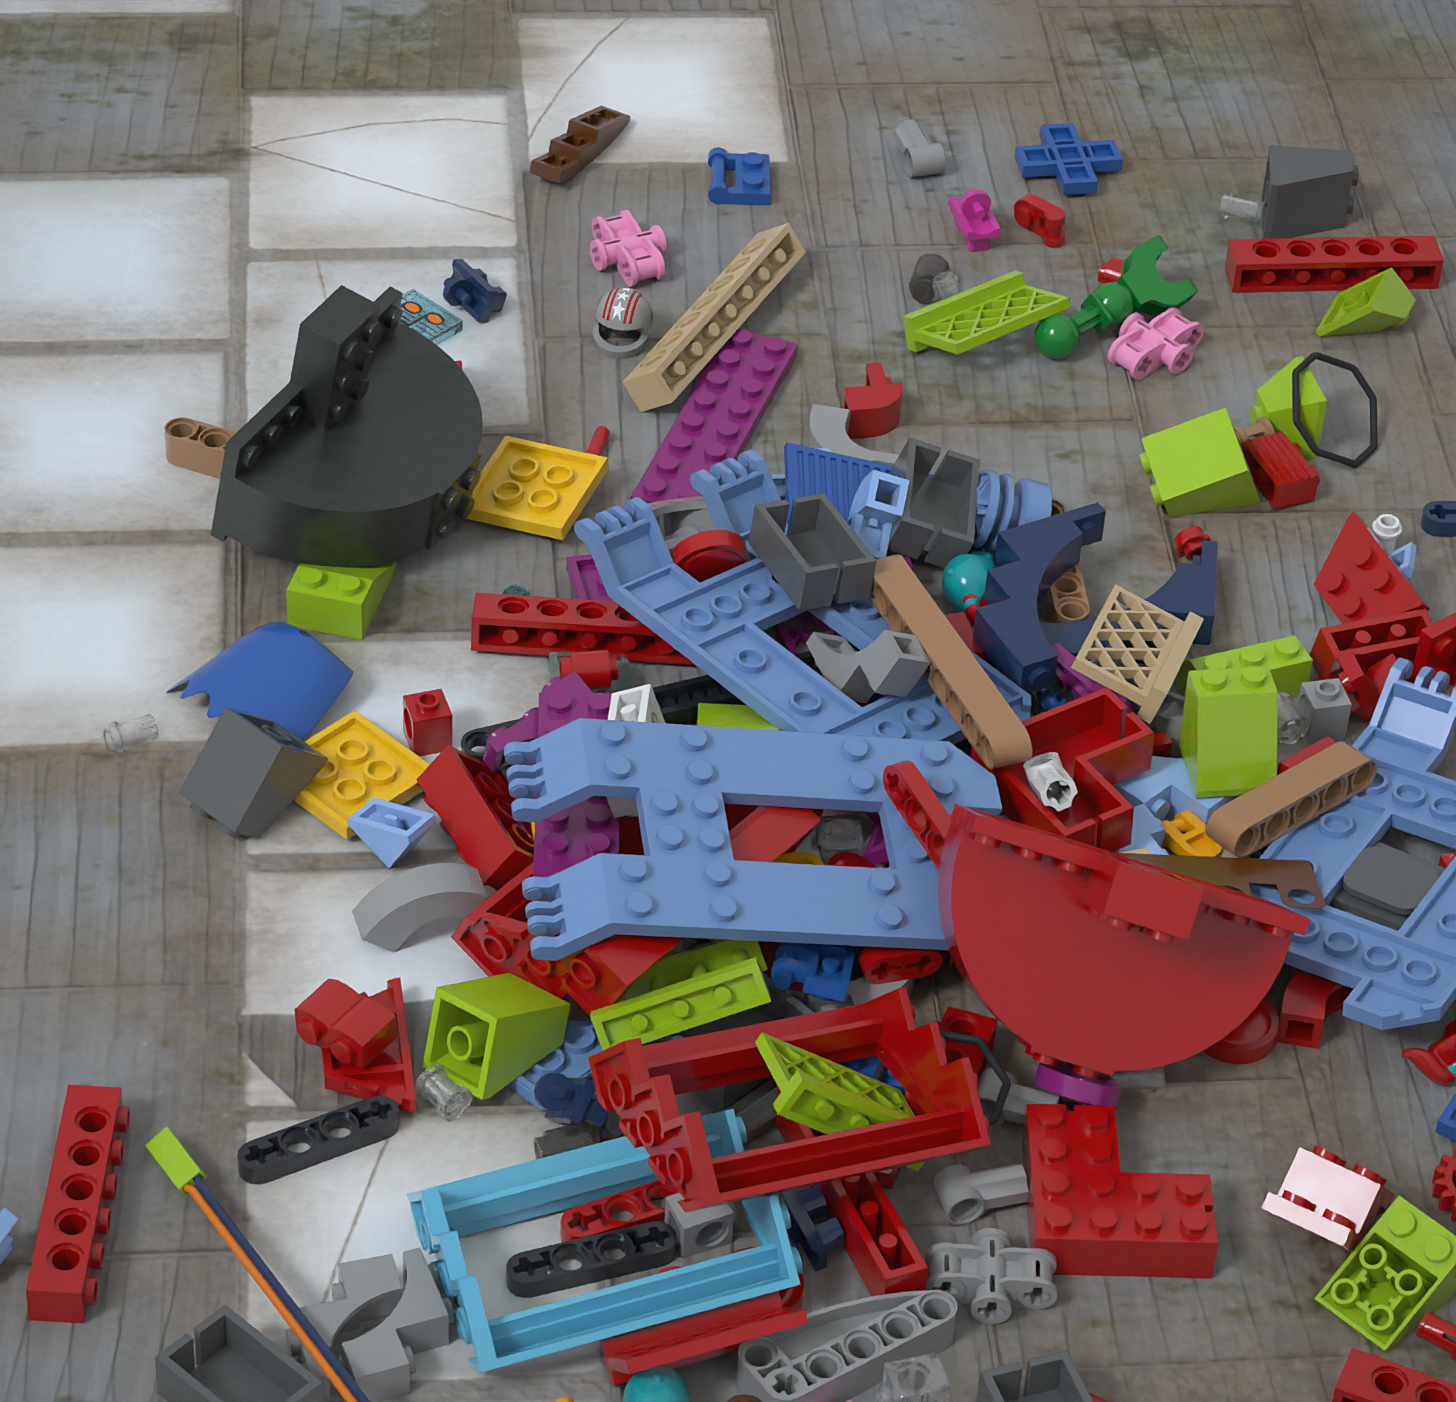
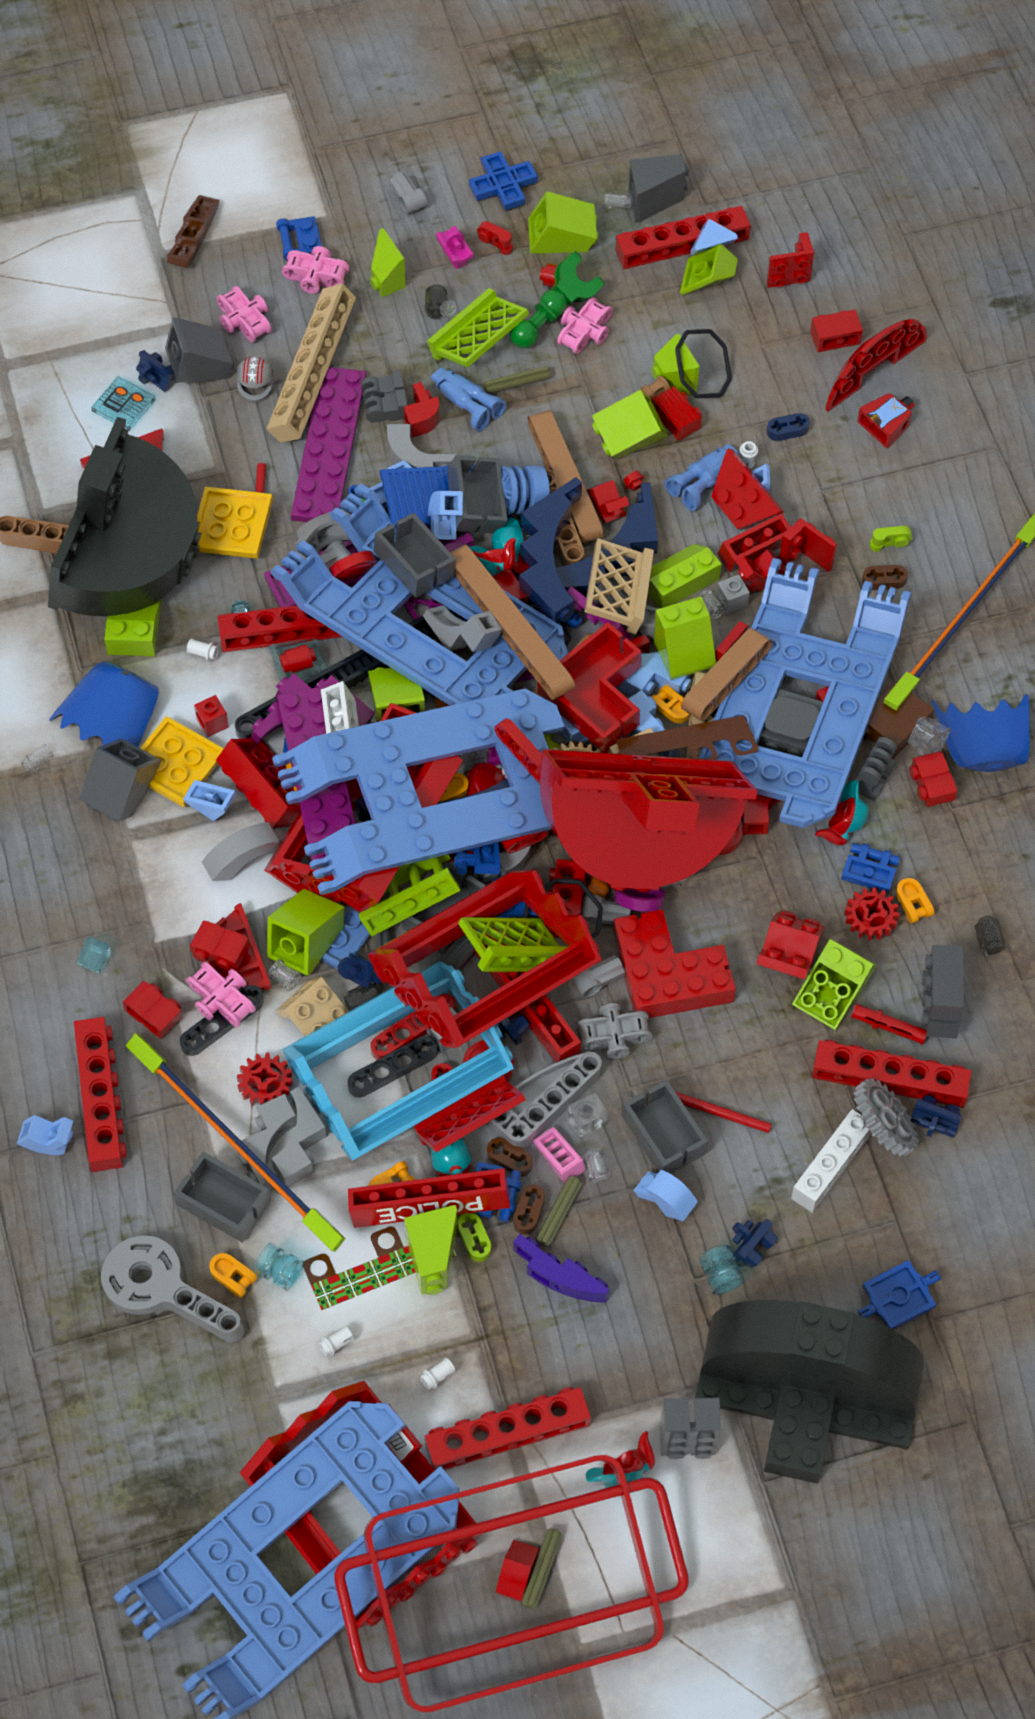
camera: 10 degrees left, 20 degrees up
(135, 1008) = (94, 954): none -> clear light blue slope
(207, 1099) = (153, 1009): none -> red brick
(326, 1092) = (220, 994): none -> bright pink axle
(364, 1230) = (261, 1069): none -> red gear
(447, 641) = (203, 649): none -> white pin
(477, 1141) = (312, 1006): none -> tan bracket
(543, 272) = (197, 352): none -> dark grey slope
(748, 212) = (315, 269): none -> bright pink axle
(816, 376) = (384, 397): none -> dark grey legs
(864, 222) = (387, 266): none -> lime slope
(949, 587) = (496, 559): none -> red hair
(956, 398) = (464, 392): none -> medium blue piece
(1013, 1064) = (597, 887): none -> orange piece
(1033, 392) = (517, 379): none -> olive axle
(1050, 781) = (588, 699): white piece -> none
(1072, 484) = (559, 460): none -> medium nougat beam
(1142, 557) = (607, 501): none -> red brick
(1147, 207) = (562, 225): none -> lime slope
(1288, 556) = (705, 470): none -> medium blue piece
(1379, 255) = (712, 235): none -> light blue slope

